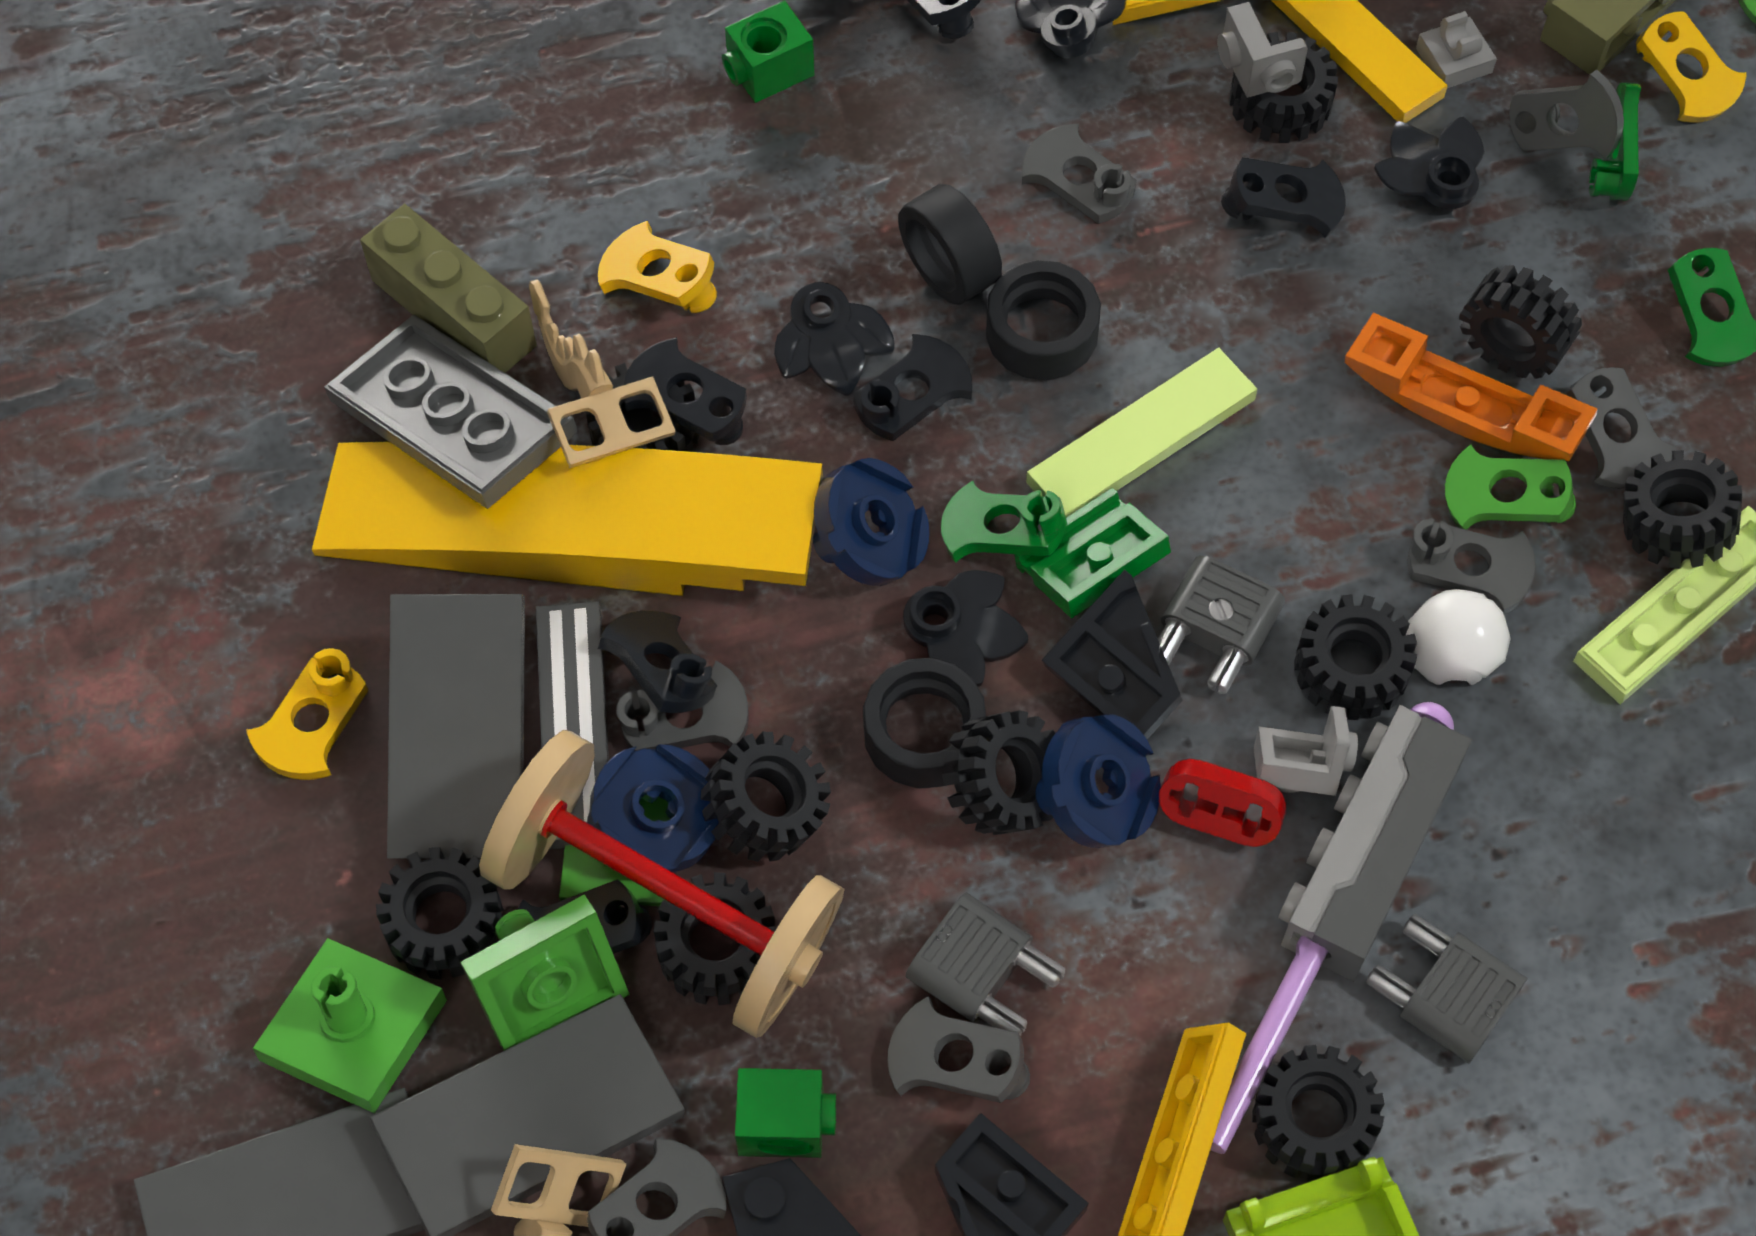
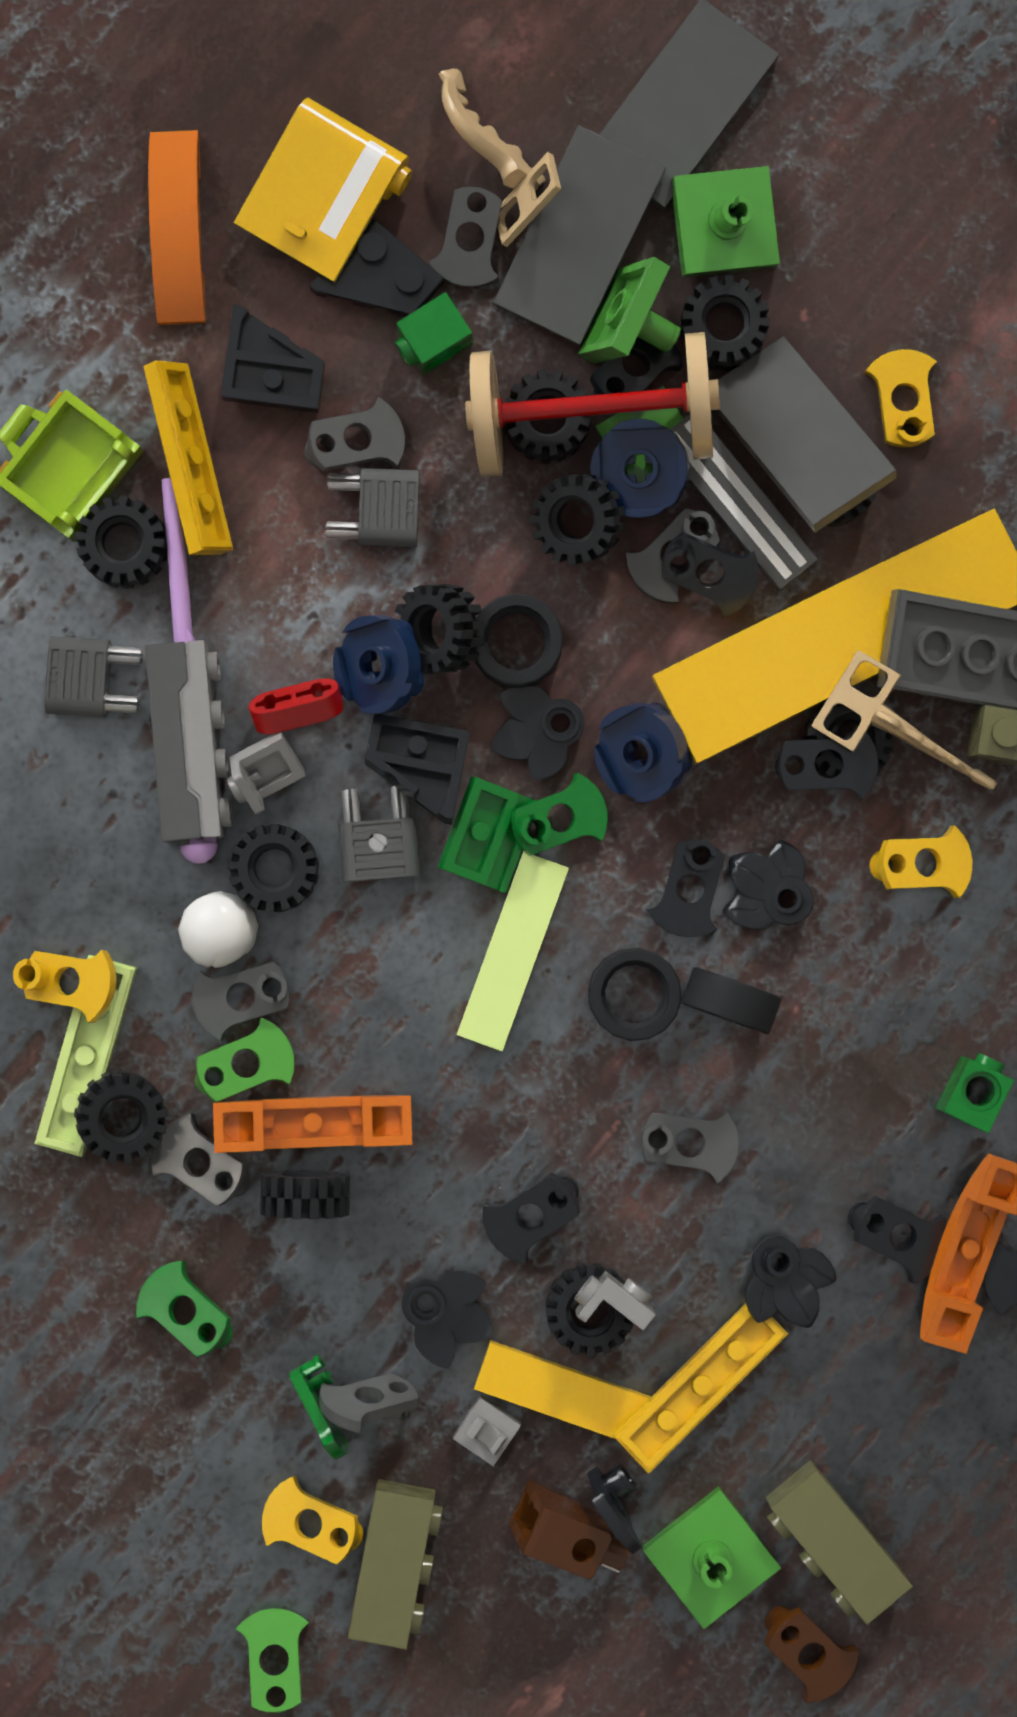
camera: 140 degrees right, 25 degrees up
(1630, 661) = (95, 985): none -> yellow piece

